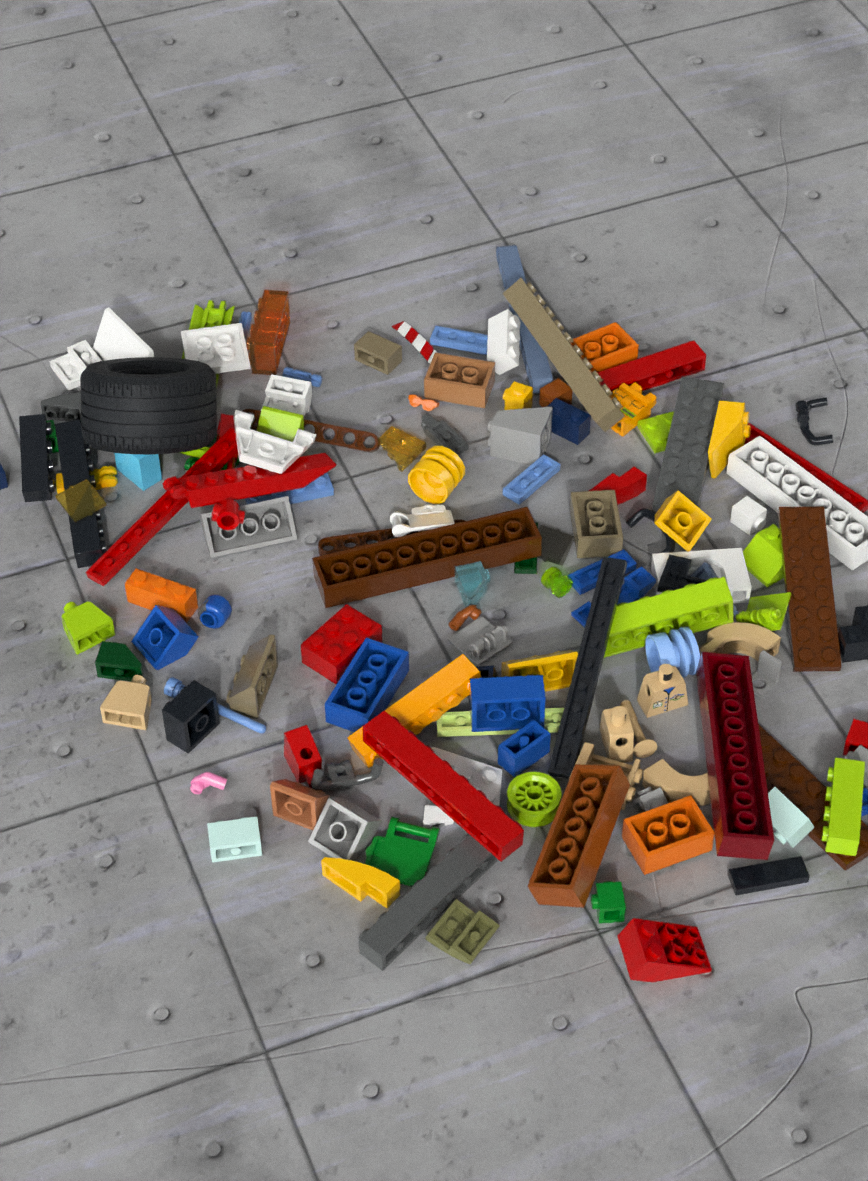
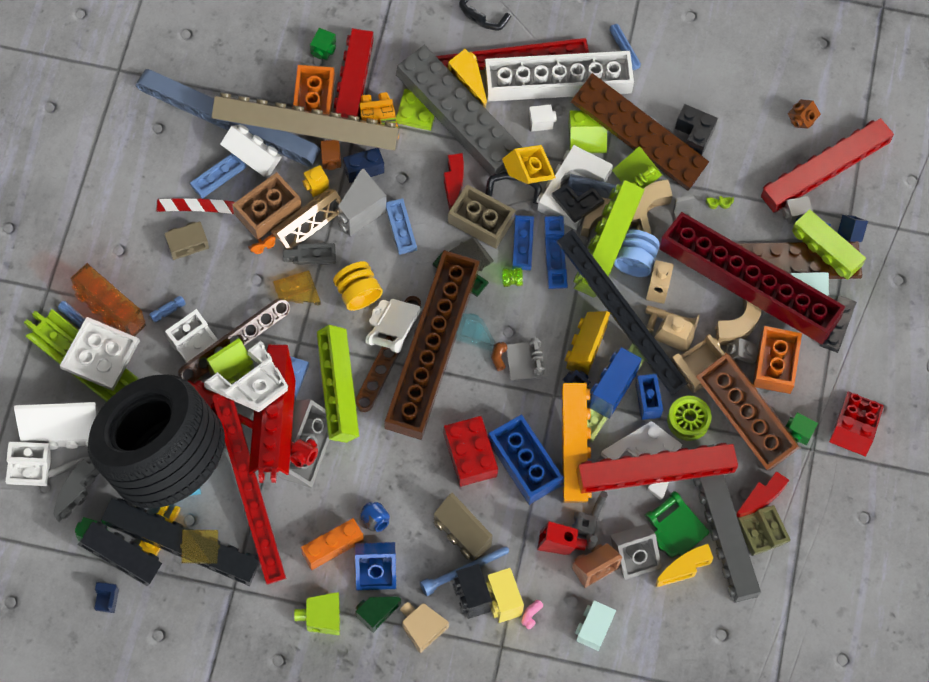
camera: 60 degrees left, 20 degrees up
(205, 741) = (505, 595): none -> light yellow brick
(325, 515) = (337, 384): none -> lime brick
(462, 407) = (303, 214): none -> tan fence
(501, 908) = (763, 495): none -> red slope
(660, 335) = (323, 44): none -> green brick
(801, 697) = (723, 202): none -> lime piece

